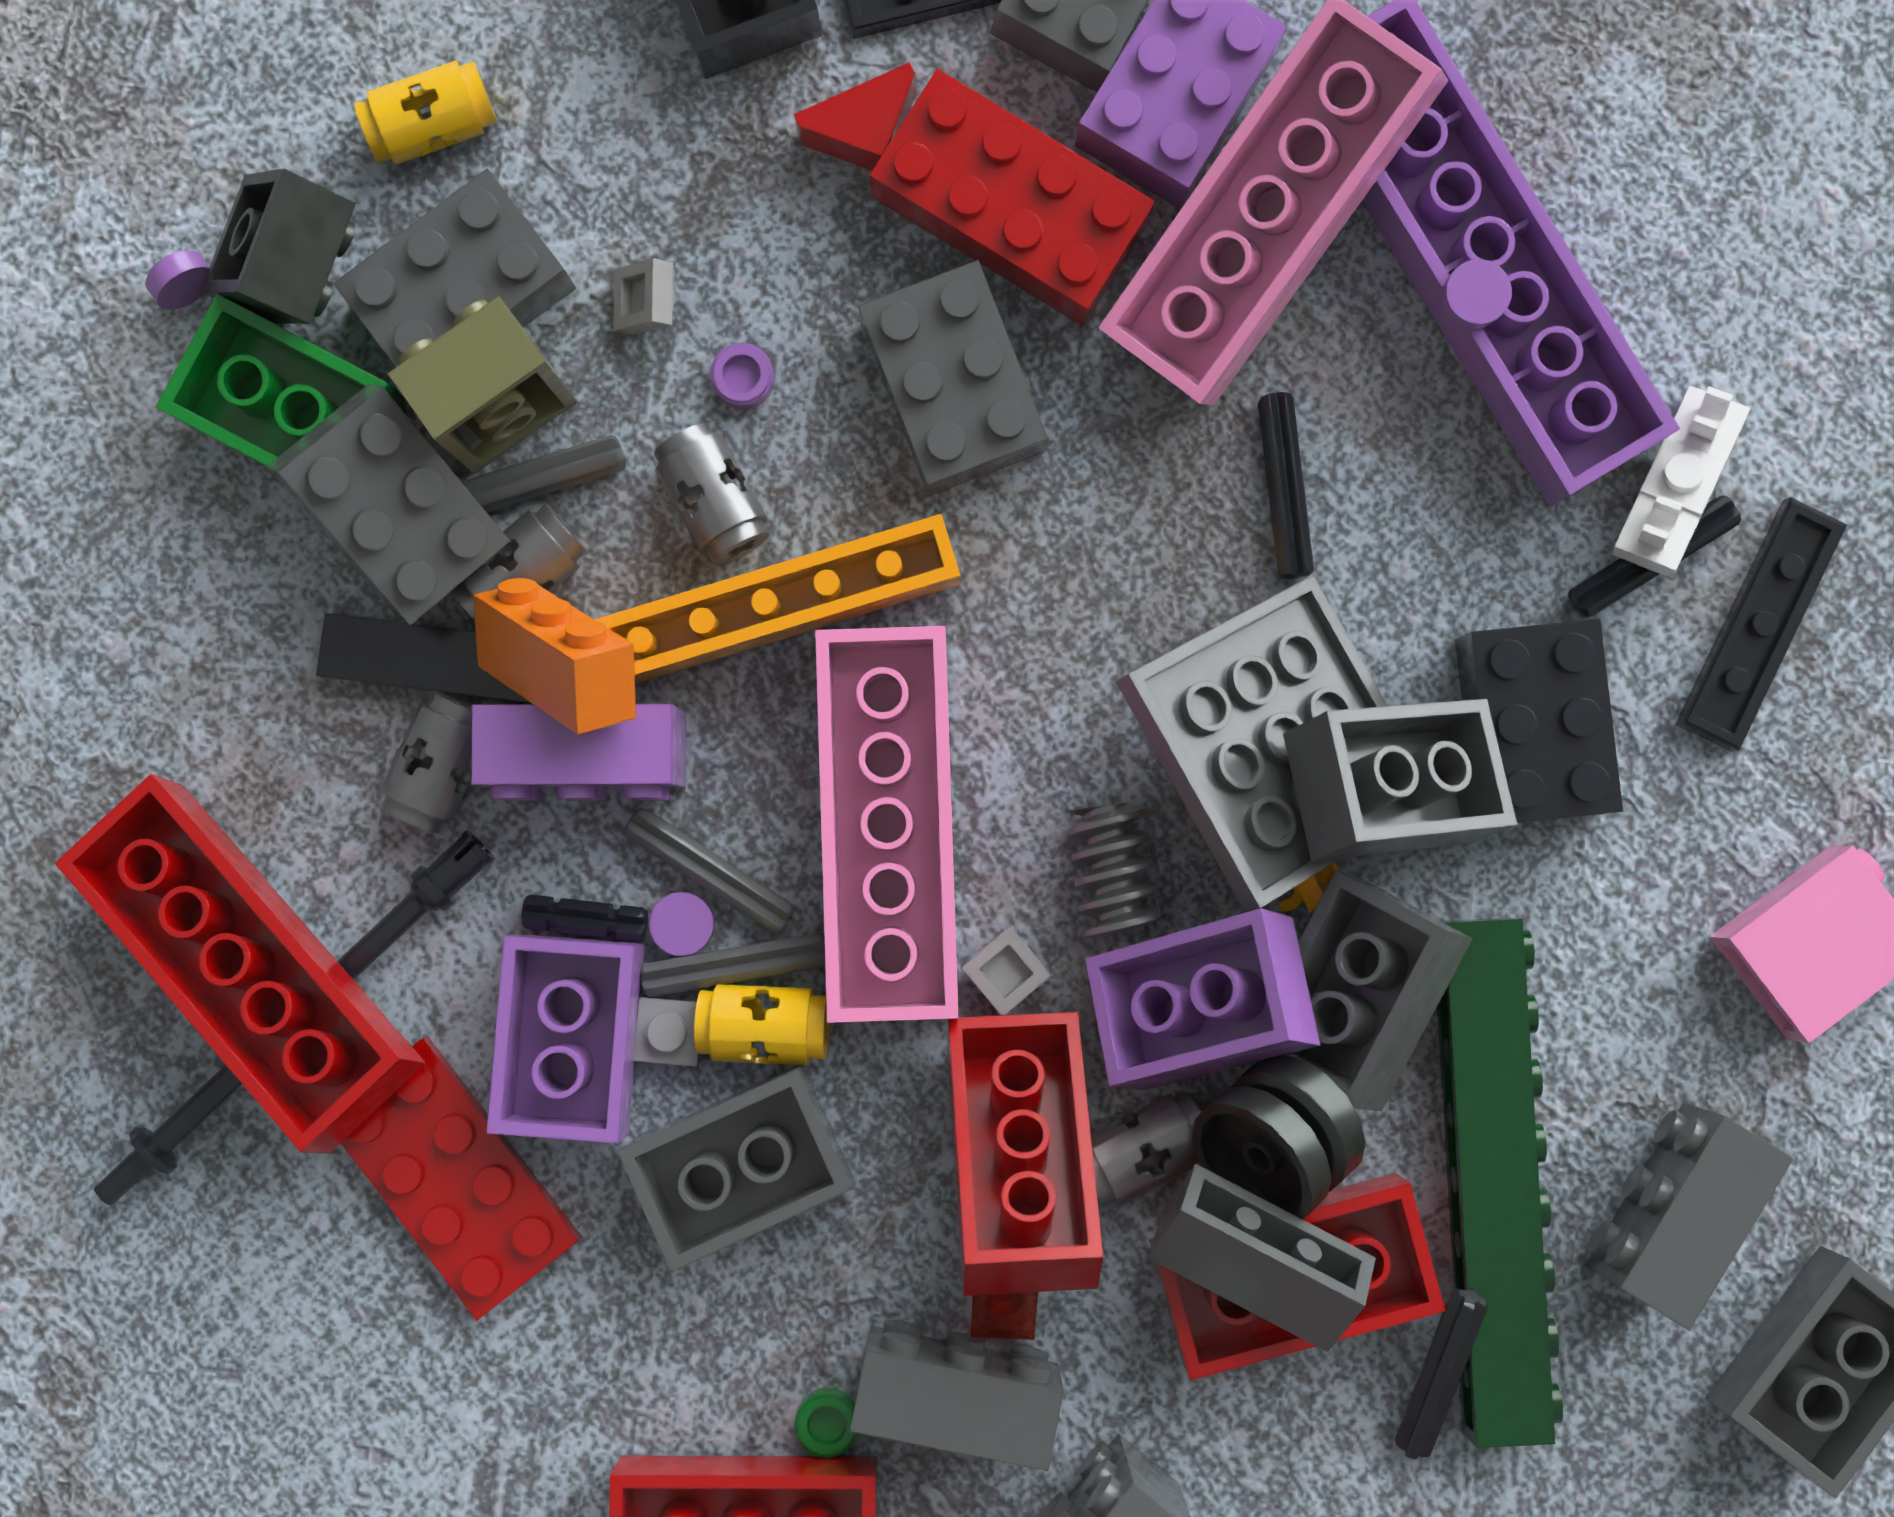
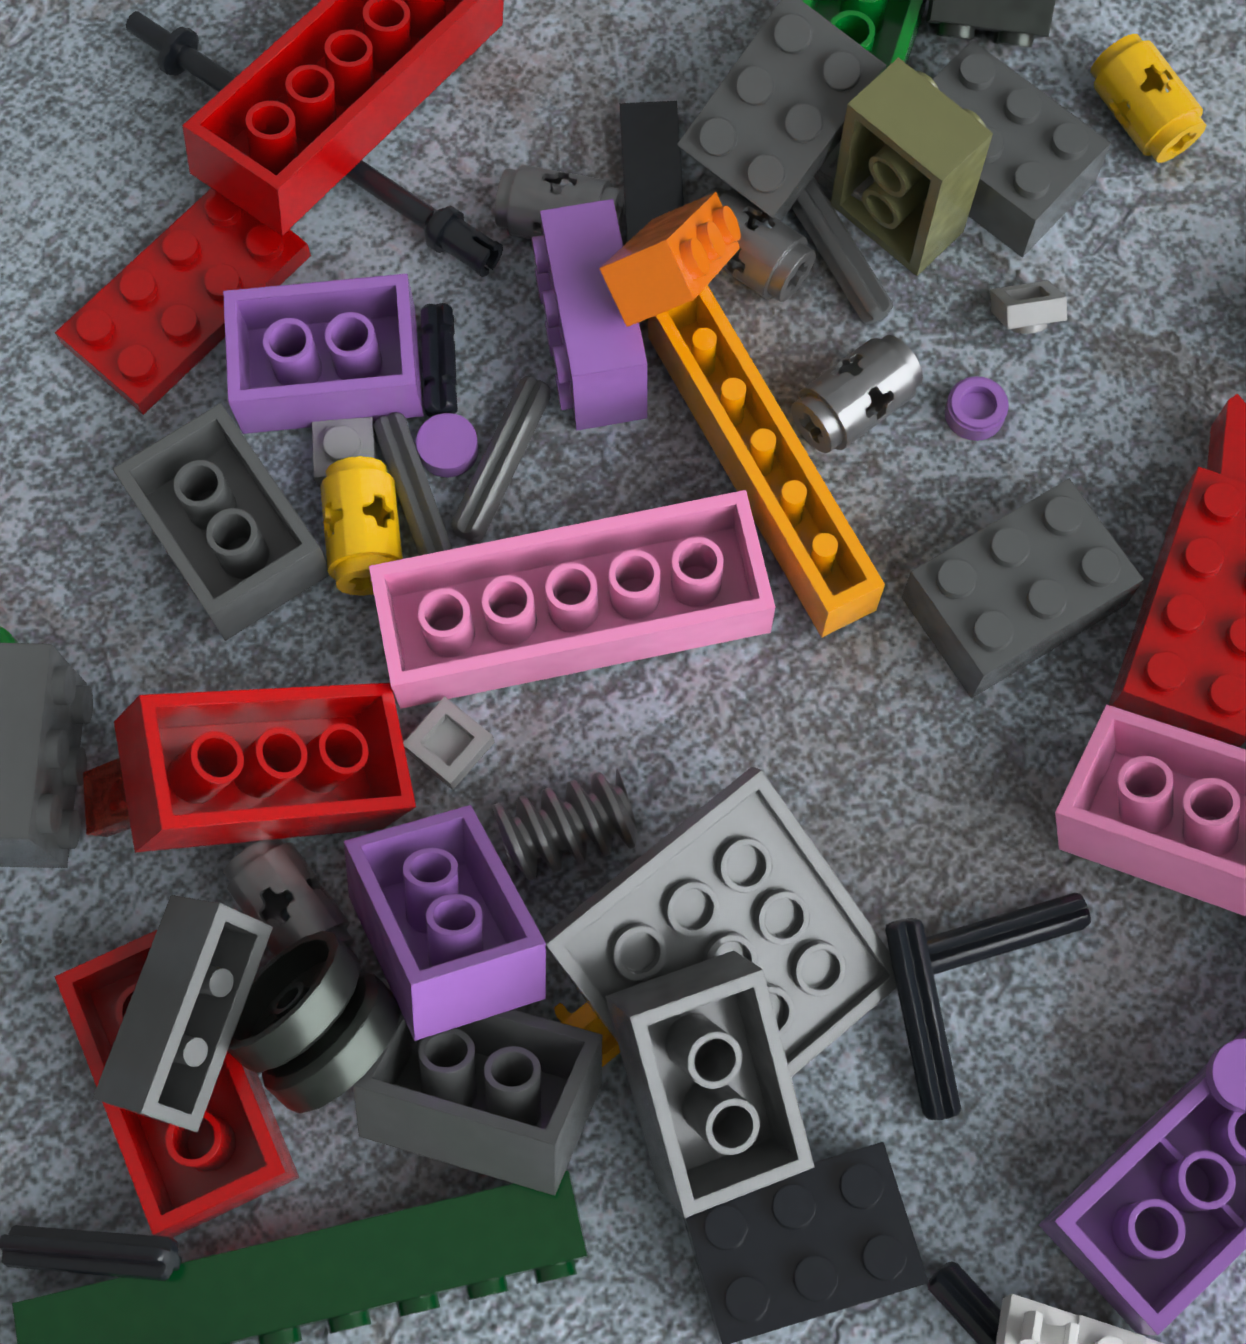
camera: 80 degrees right, 15 degrees down
(1355, 570) = (923, 1019): none -> black axle

